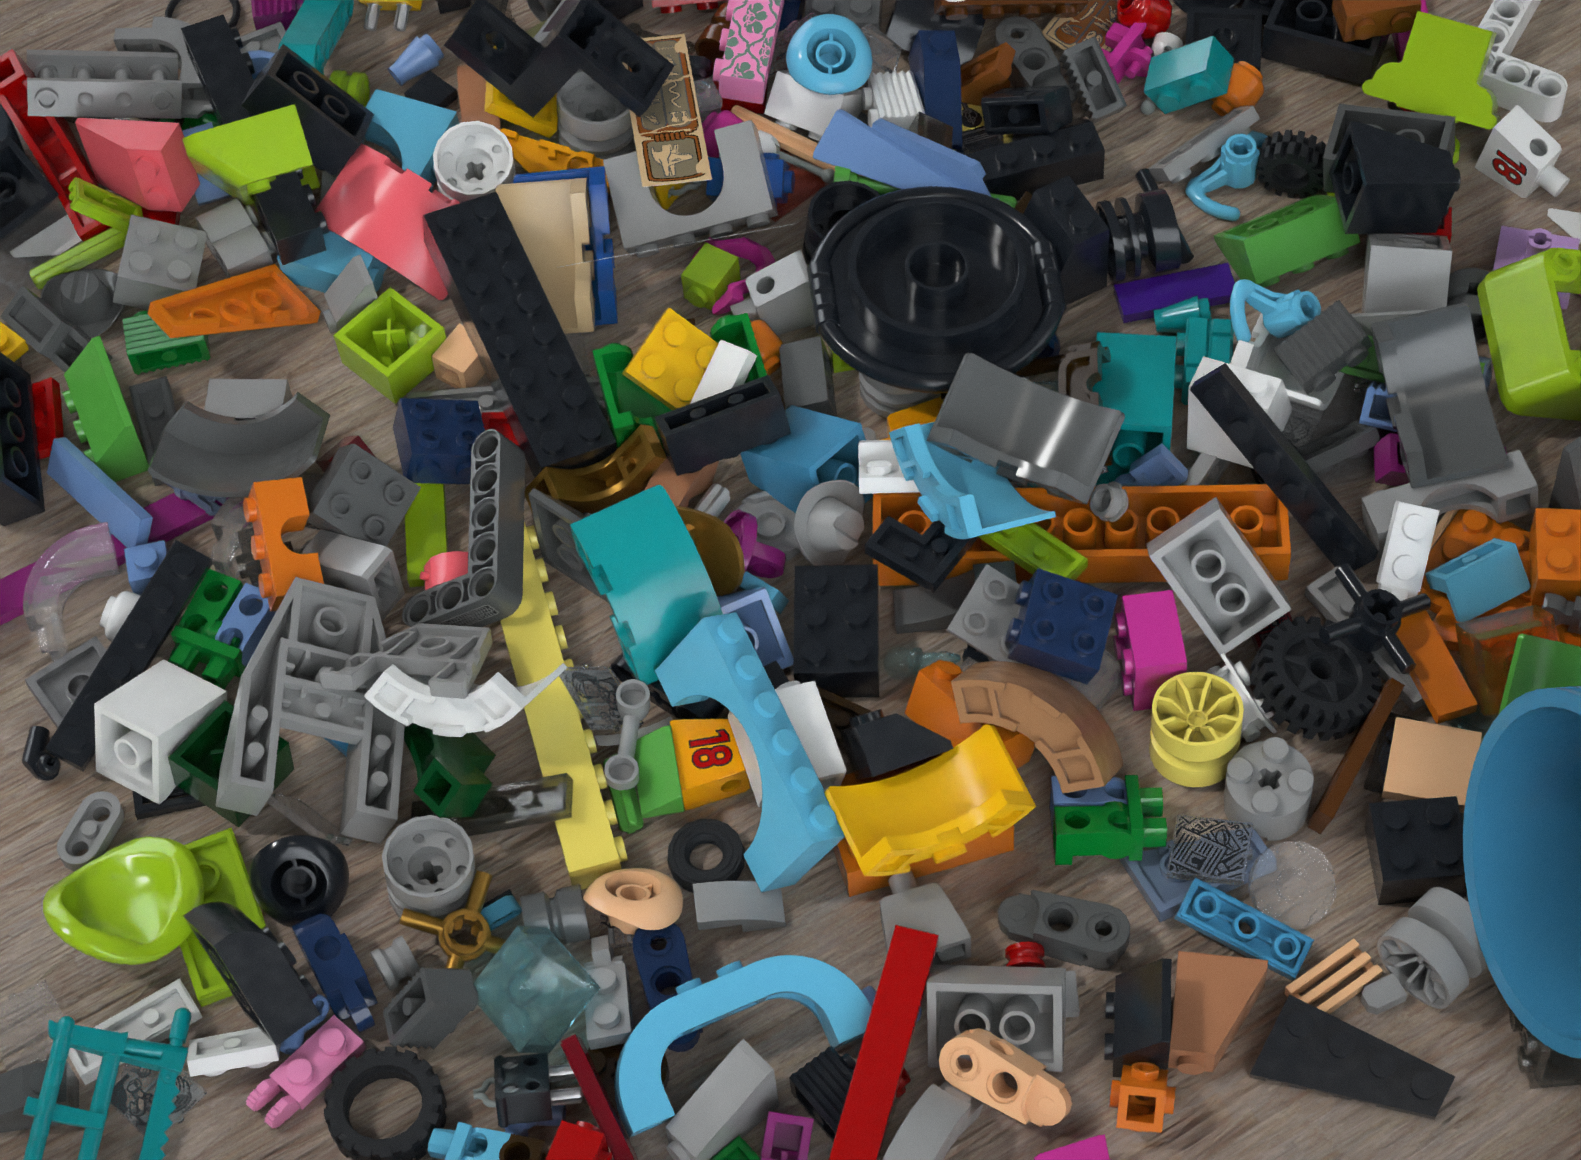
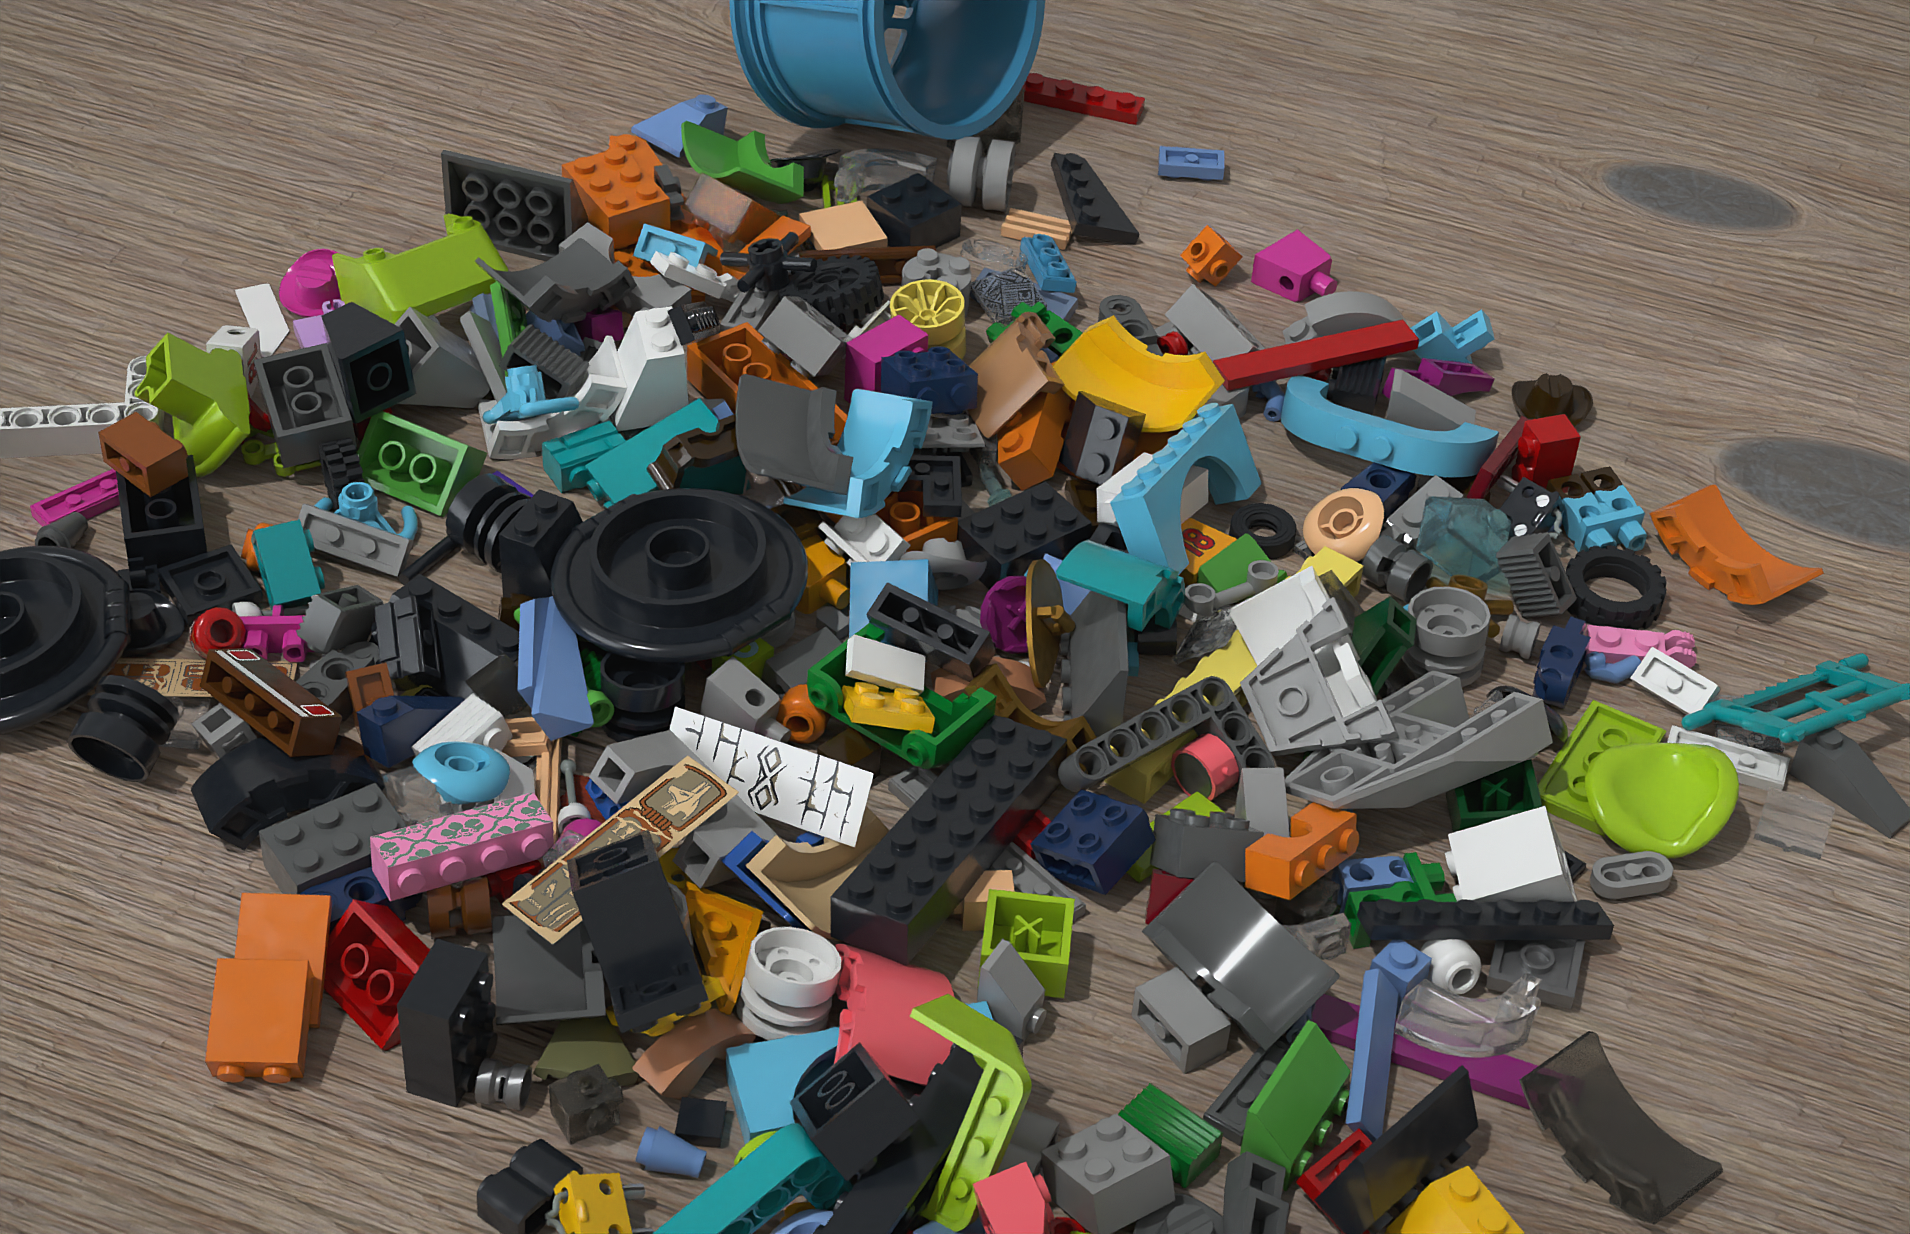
camera: 135 degrees left, 15 degrees down
(36, 758) = (1616, 956): black arm -> none
(235, 304) = (1086, 1080): orange wing -> none
(255, 969) = (1629, 657): black brick -> none
(737, 903) = (1286, 493): light grey slope -> none
(1038, 1096) = (1264, 314): light nougat piece -> none
(1140, 1017) = (1160, 267): black slope -> none
(1174, 316) = (544, 478): teal cone -> none
(1210, 1007) = (1116, 260): nougat slope -> none
(1383, 994) = (1023, 204): light grey piece -> none

